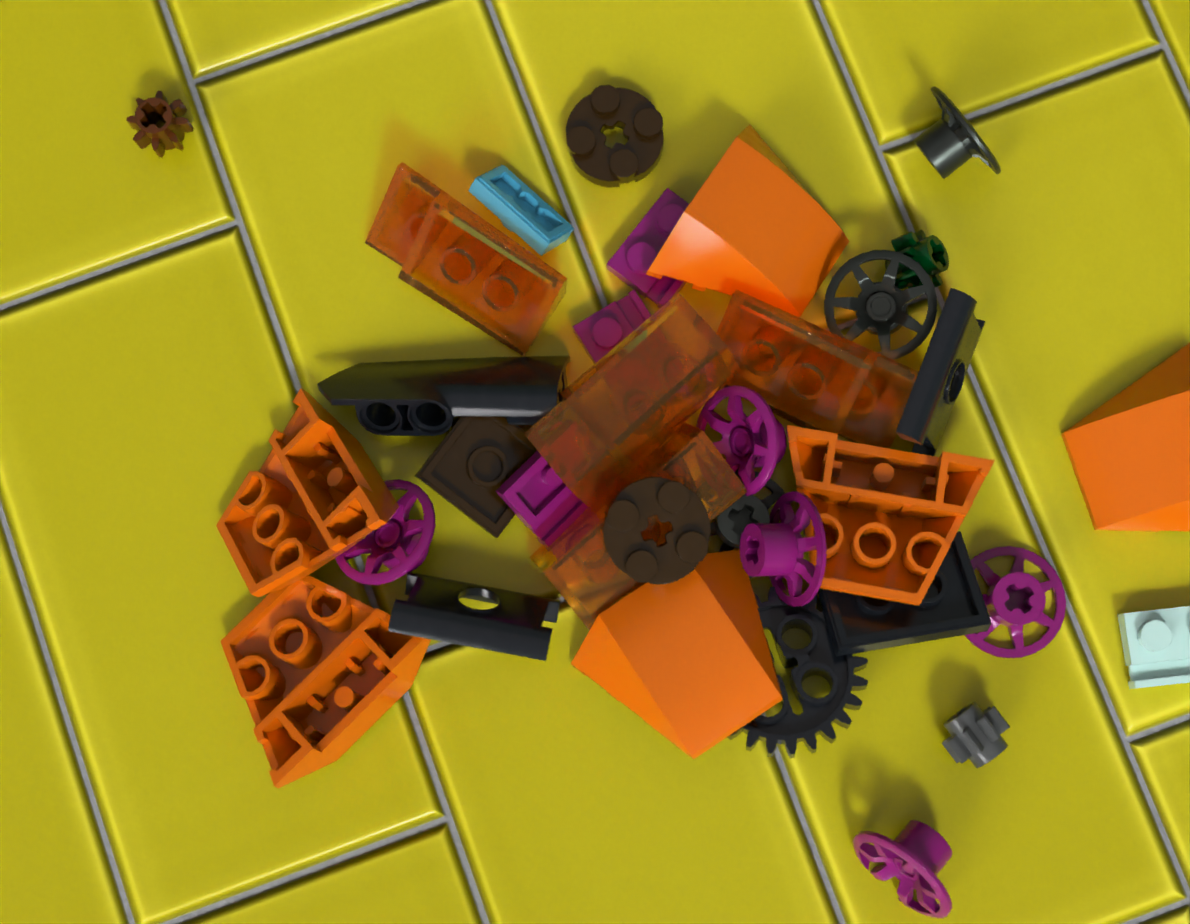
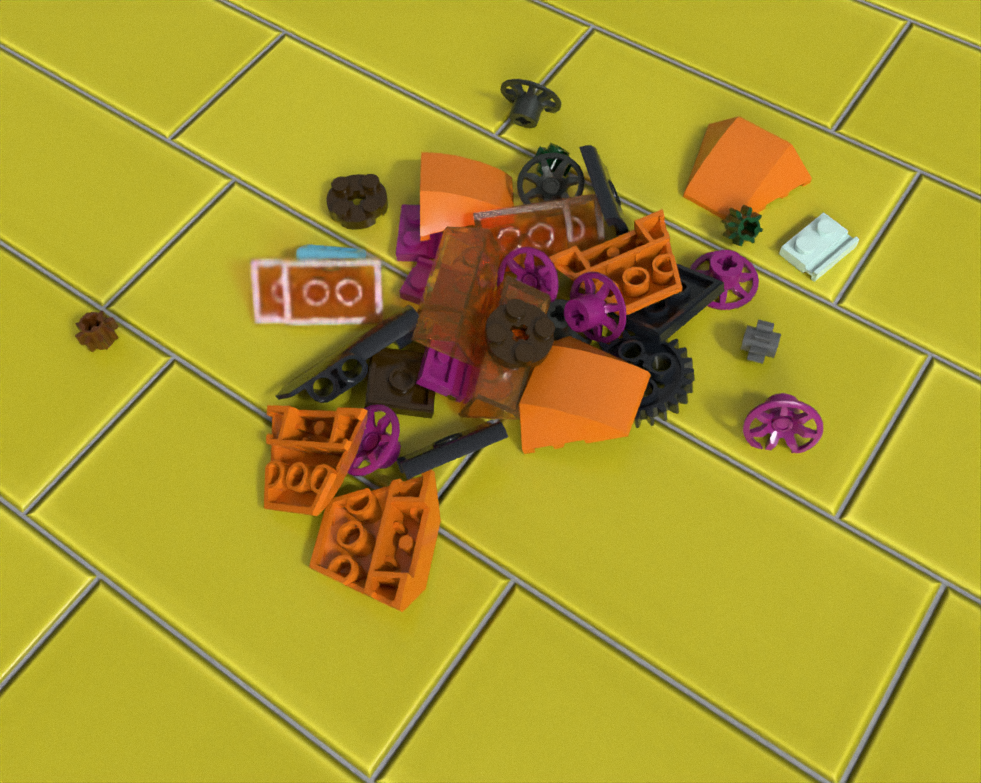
camera: 35 degrees left, 20 degrees down
(1094, 547) = (742, 225): none -> dark green gear

